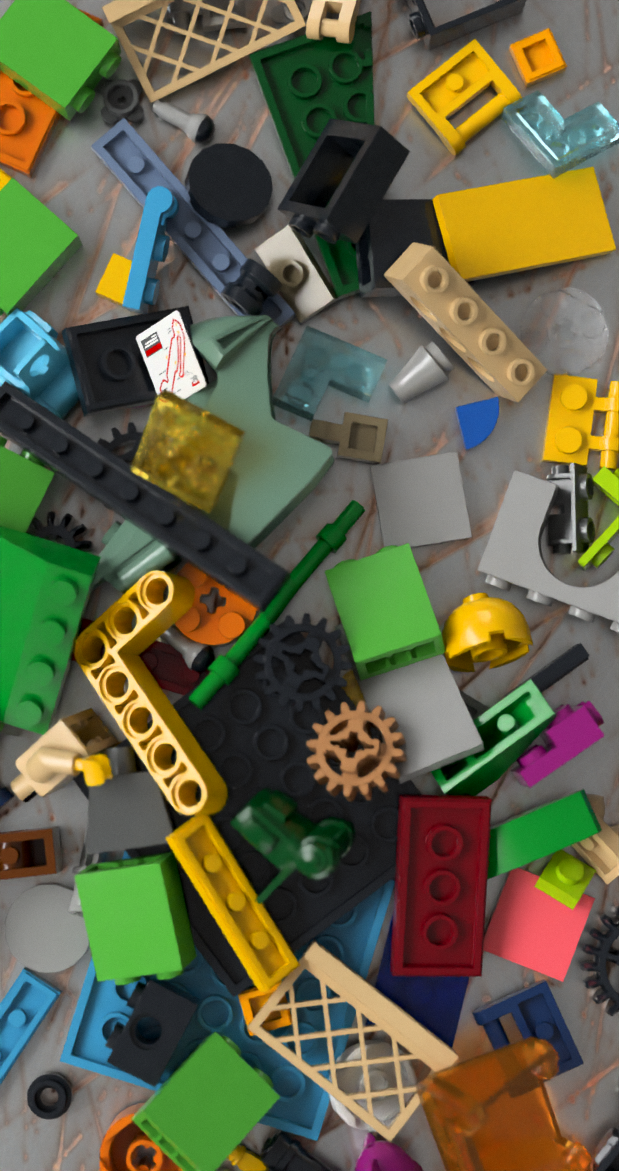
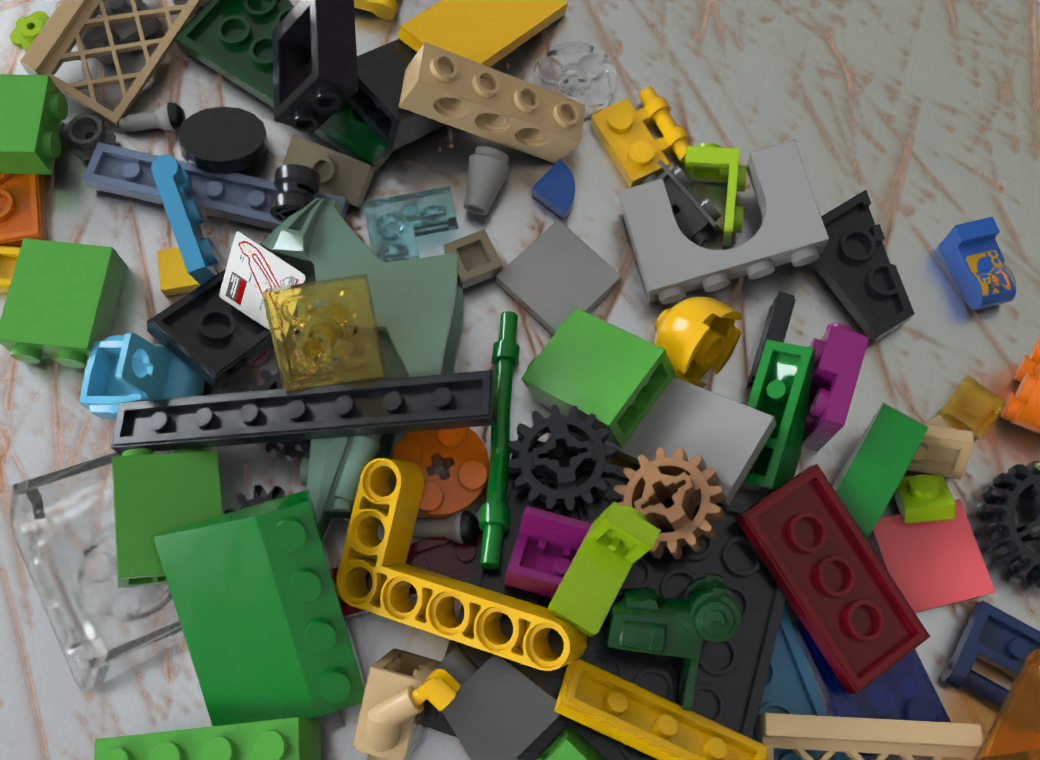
camera: 35 degrees left, 15 degrees down
(250, 738) = (544, 550): none -> magenta bracket
(265, 766) = (601, 567): none -> lime bracket

